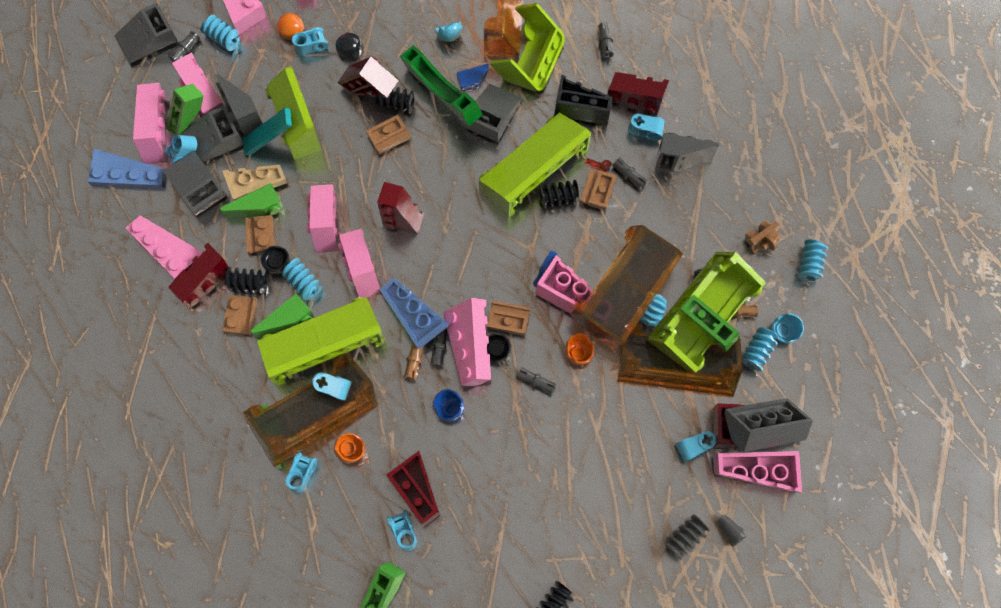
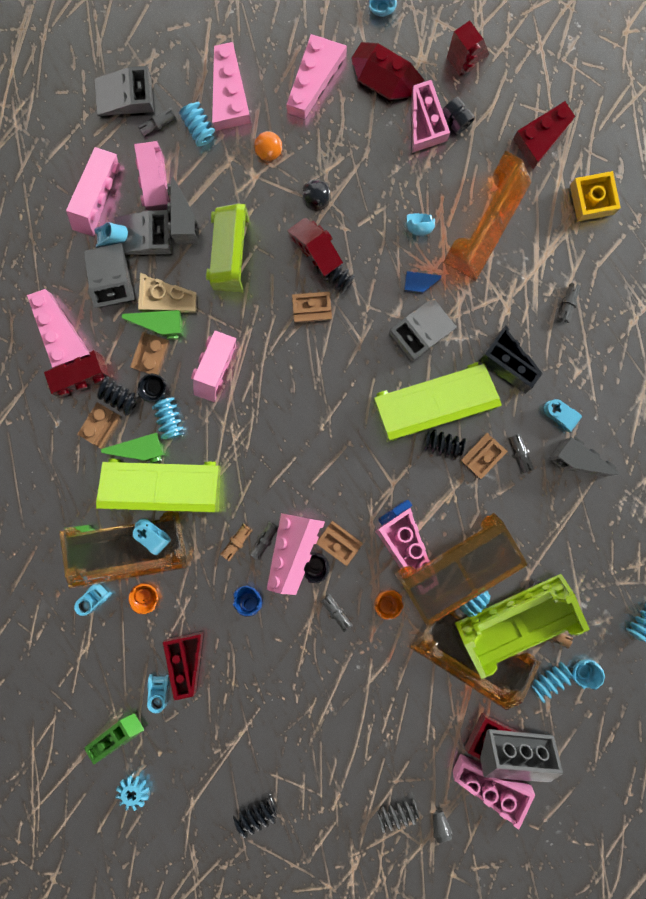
camera: 25 degrees right, 15 degrees up
(116, 170) = (47, 229): medium blue wing -> none
(184, 107) = (128, 195): bright green slope -> none
(267, 131) = (196, 258): teal tile -> none
(310, 41) = (281, 172): medium azure piece -> none
(359, 263) = (226, 427): bright pink wedge -> none
(397, 209) = (286, 394): dark red wedge -> none
(415, 316) = (254, 502): medium blue wing -> none
(456, 100) = (382, 285): green arch -> none
(539, 54) = (495, 288): lime windscreen -> none
(601, 165) = (498, 431): clear red hand -> none
(638, 93) = (570, 376): dark red wedge -> none
(693, 446) = (446, 740): medium azure piece -> none
(710, 323) = (517, 642): bright green slope -> none
(765, 239) = (615, 579): medium nougat hips -> none

